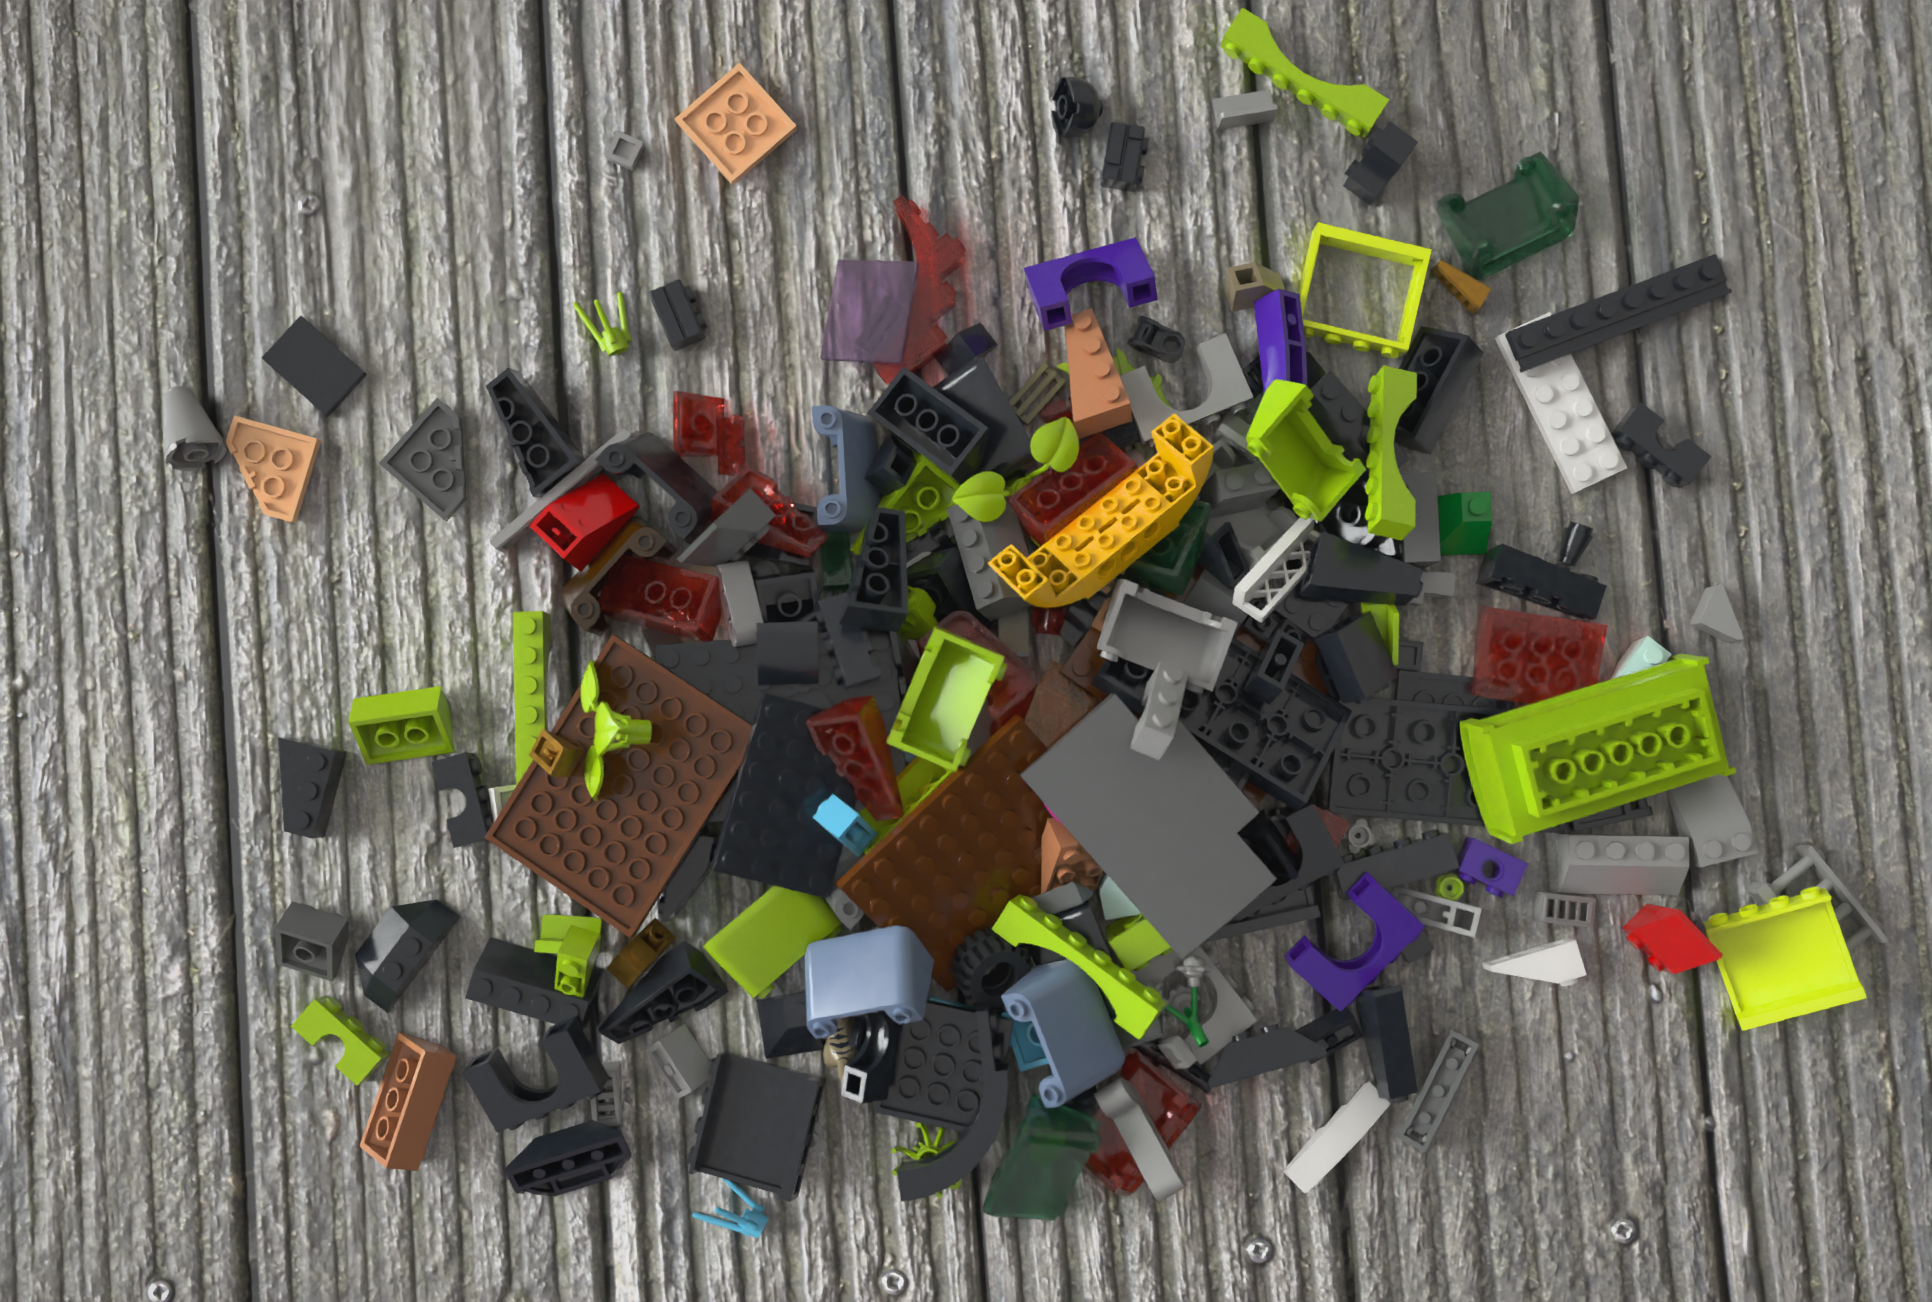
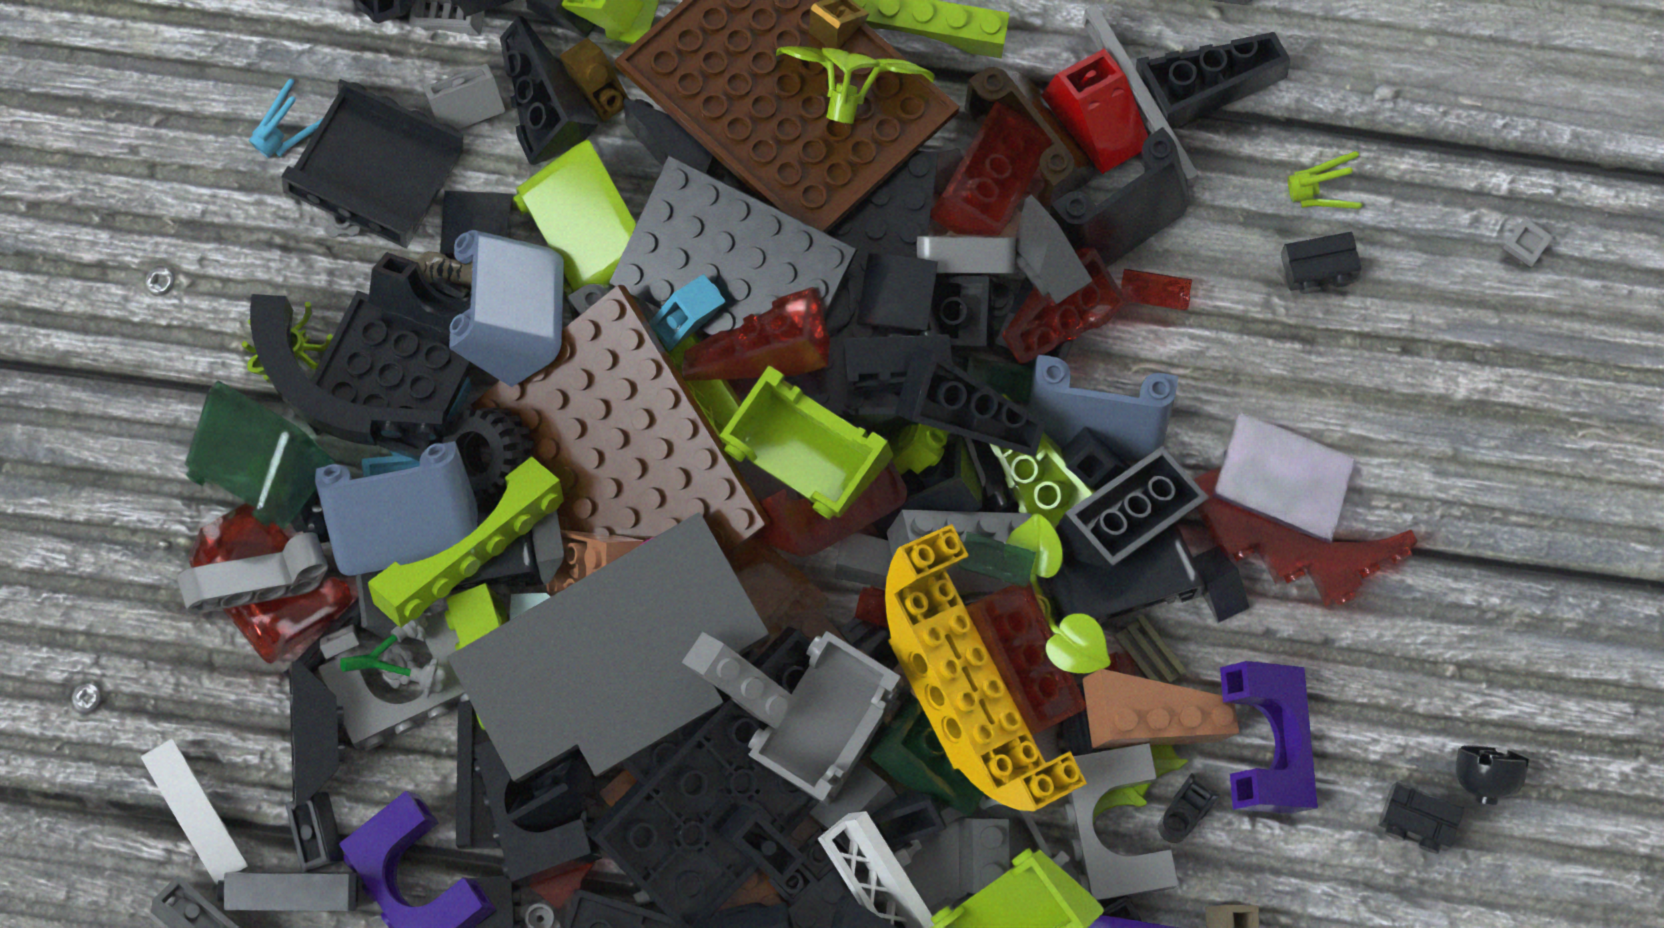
camera: 95 degrees right, 10 degrees down
(695, 424) = (1189, 254): clear red slope -> none
(736, 124) = (1538, 373): light nougat plate -> none
(1000, 522) = (997, 559): none -> clear green plate

